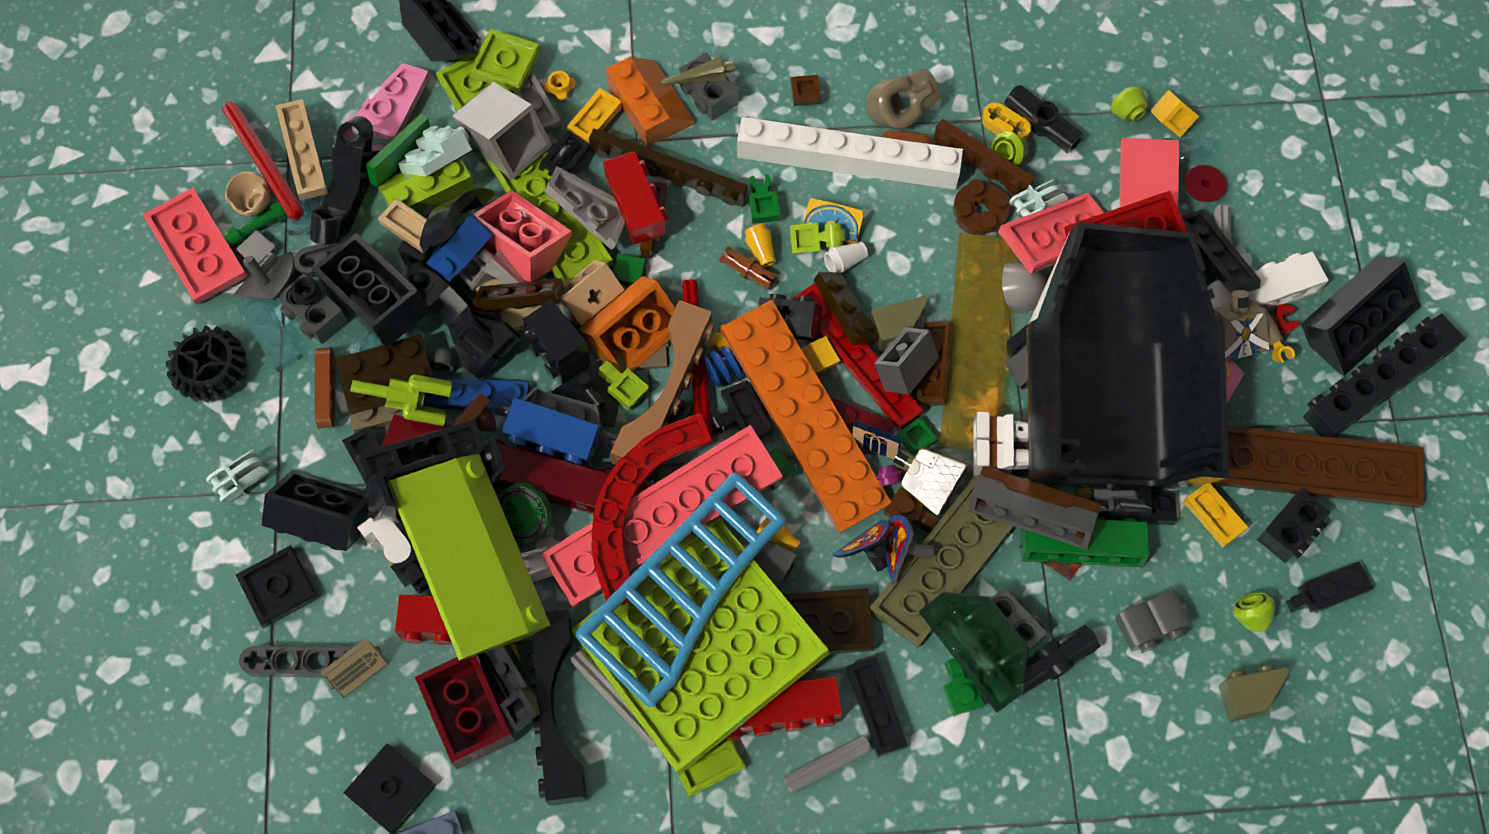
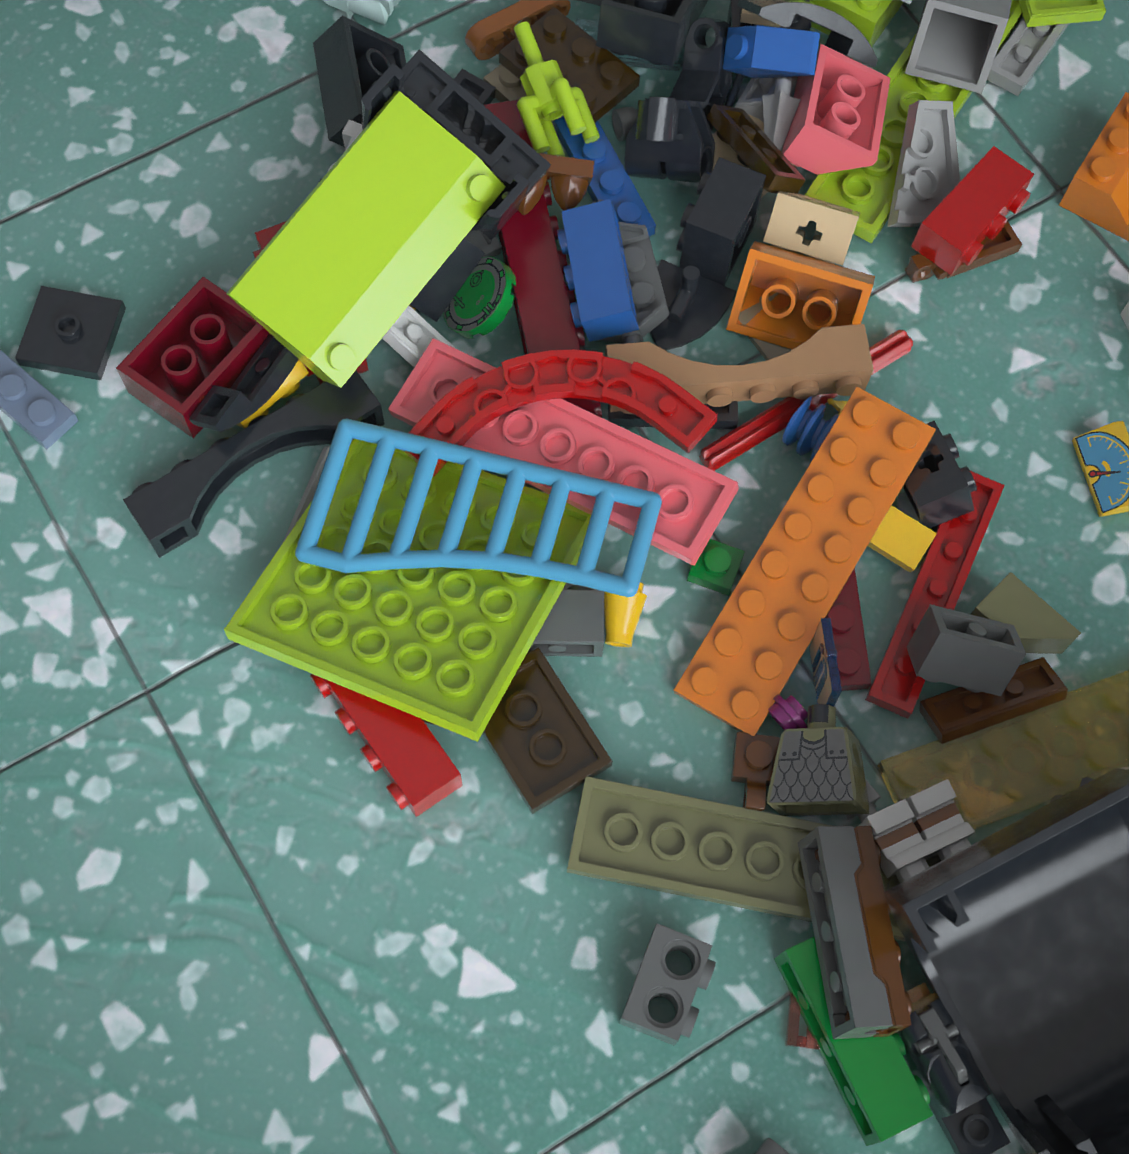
camera: 60 degrees right, 0 degrees up
(277, 586) = (255, 101): black tile -> none
(301, 656) = (178, 168): dark grey beam -> none
(354, 667) = (190, 216): piece -> none
(559, 78) = (1070, 65): yellow plate -> none
(577, 141) = (978, 121): black tile -> none
(595, 114) = (1055, 123): yellow plate -> none
(624, 387) = (716, 332): lime plate -> none
(628, 269) = (877, 260): green tile -> none
(672, 169) = (1047, 245): dark brown plate -> none
(712, 768) = (269, 683): lime tile -> none
(743, 411) = (764, 488): black plate -> none
(748, 268) = (972, 397): dark orange pin -> none
(760, 243) = (1016, 395): yellow cone -> none
(763, 202) = (1076, 372): green plate -> none
(807, 236) = (1065, 448): lime plate -> none
(827, 764) = (344, 827): light grey axle -> none
(843, 257) = (1070, 508): white cone -> none
(846, 308) = (993, 542): dark brown plate -> none
(867, 542) = (674, 729): shield -> none
(876, 707) = (452, 853): black plate -> none
(902, 542) = (697, 785): shield -> none
(917, 435) = (873, 727): green tile -> none
(961, 692) = (534, 964): green plate -> none
(981, 644) = (606, 950): clear green wedge -> none
(1059, 657) = (650, 1074): black piece -> none

